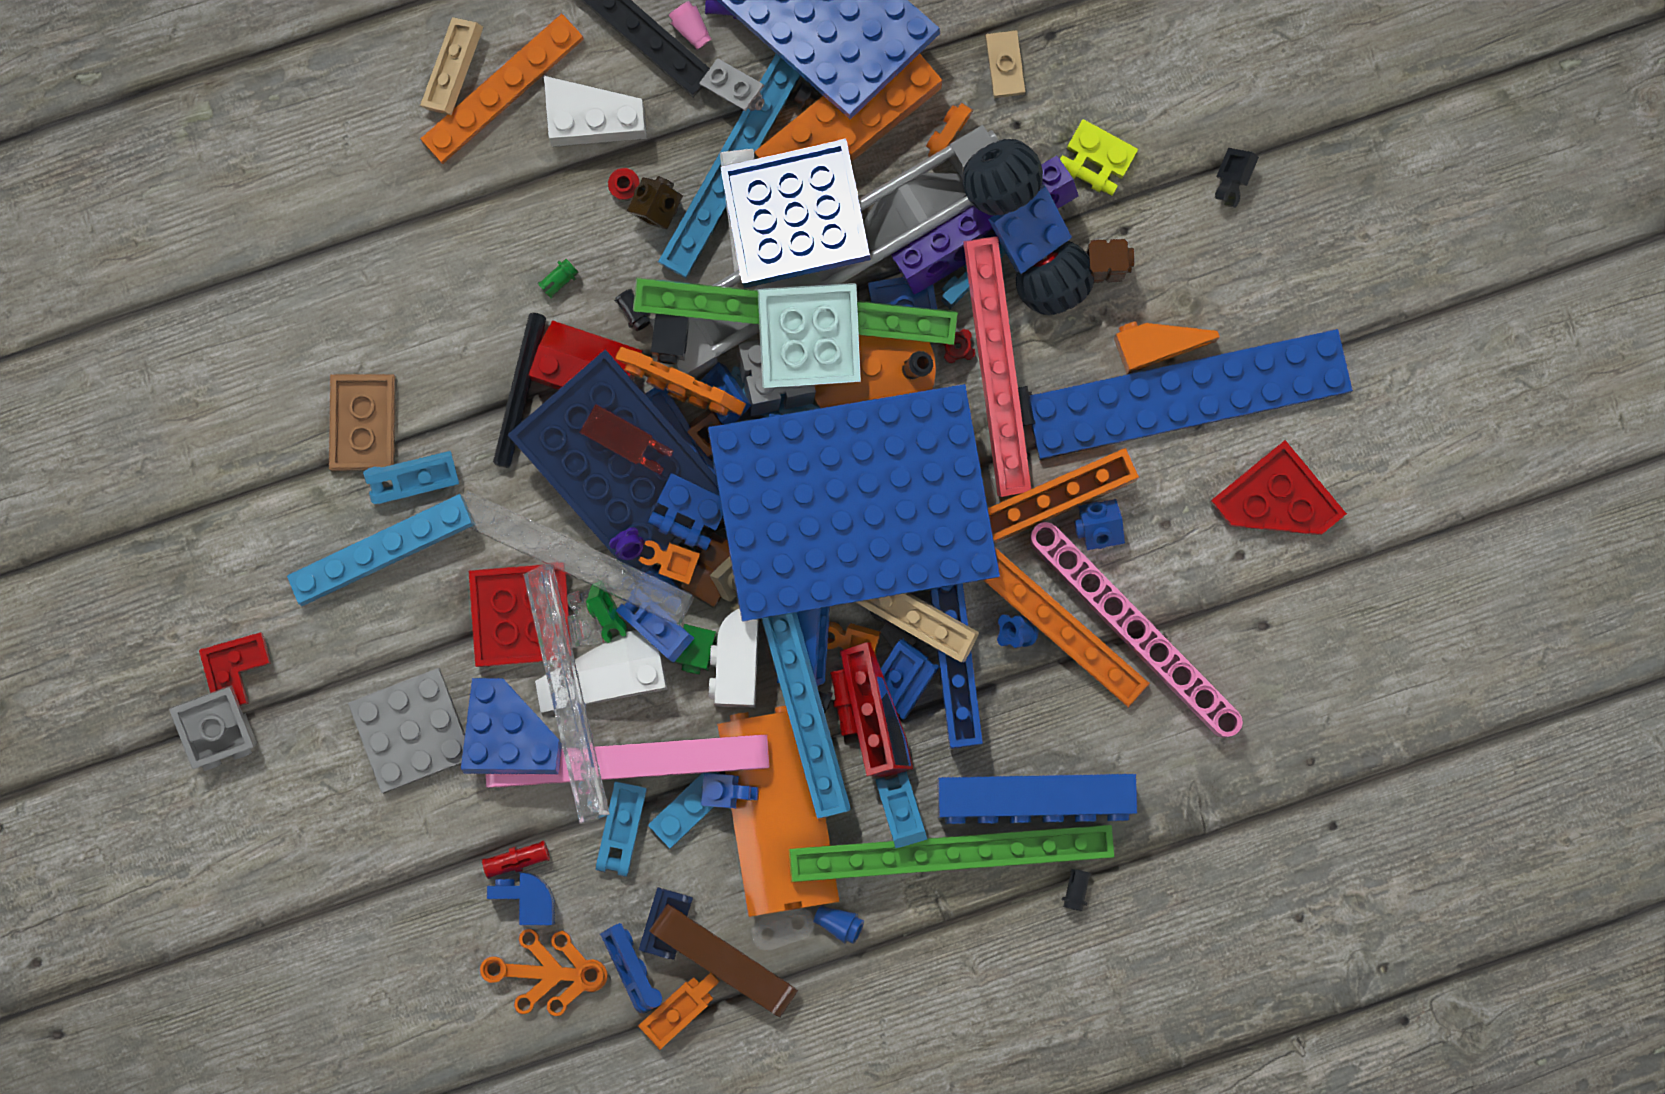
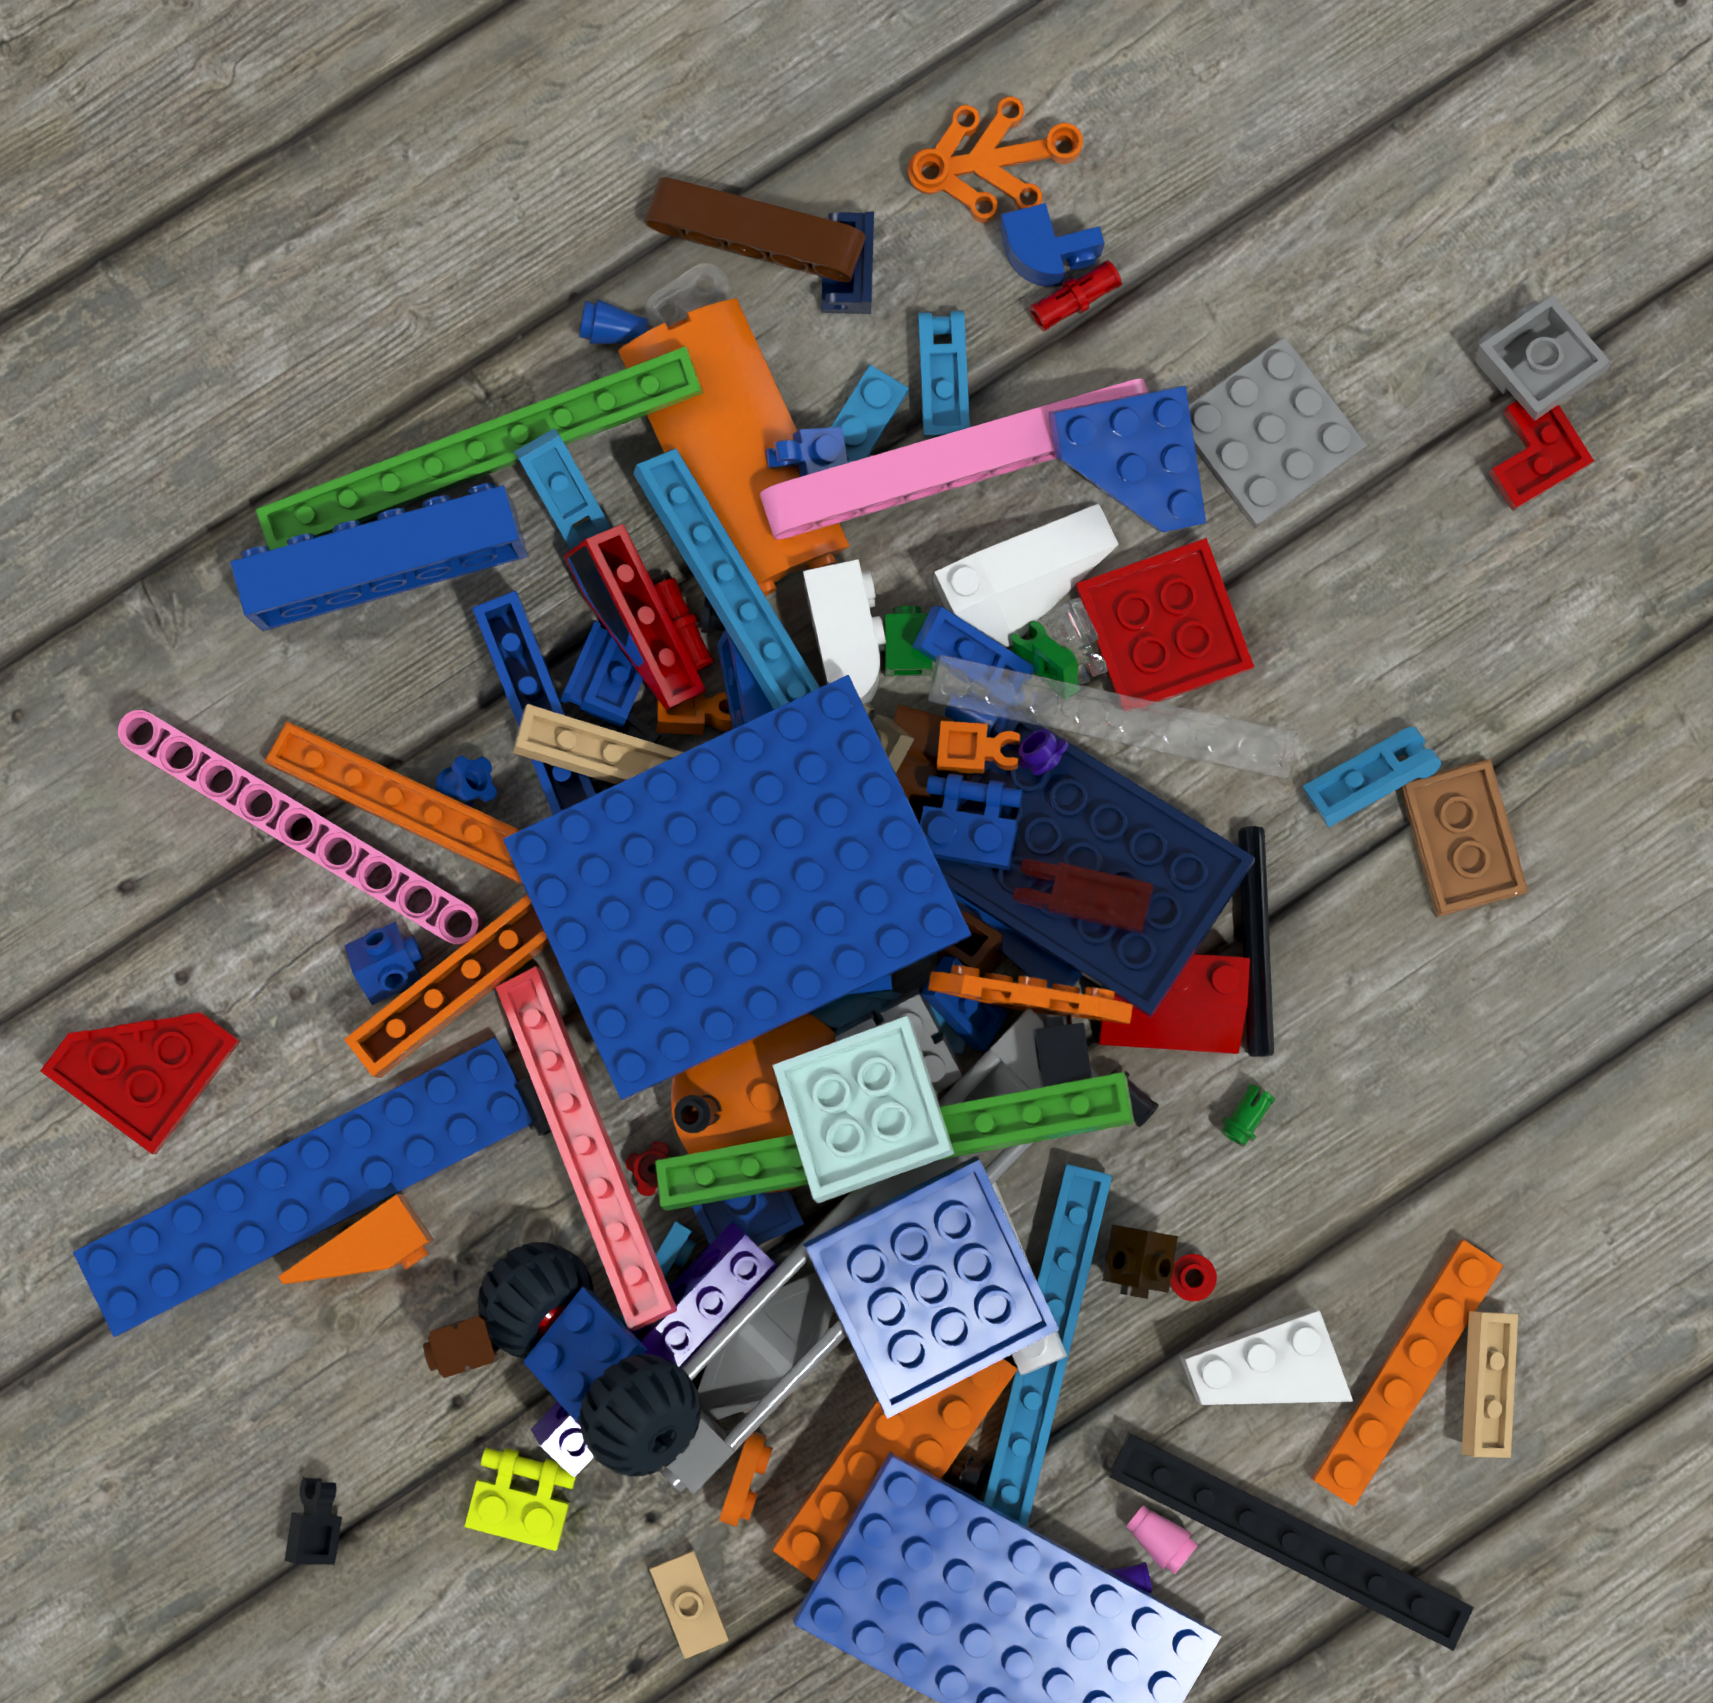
camera: 160 degrees right, 0 degrees up
(380, 550) = (1384, 664): dark azure plate -> none
(566, 694) = (1068, 523): clear plate -> none
(631, 969) = (878, 190): blue plate -> none
(678, 1010) = (800, 152): orange hinge -> none
(733, 86) = (1074, 1460): light grey hinge -> none
(1076, 890) = (297, 453): black pin -> none

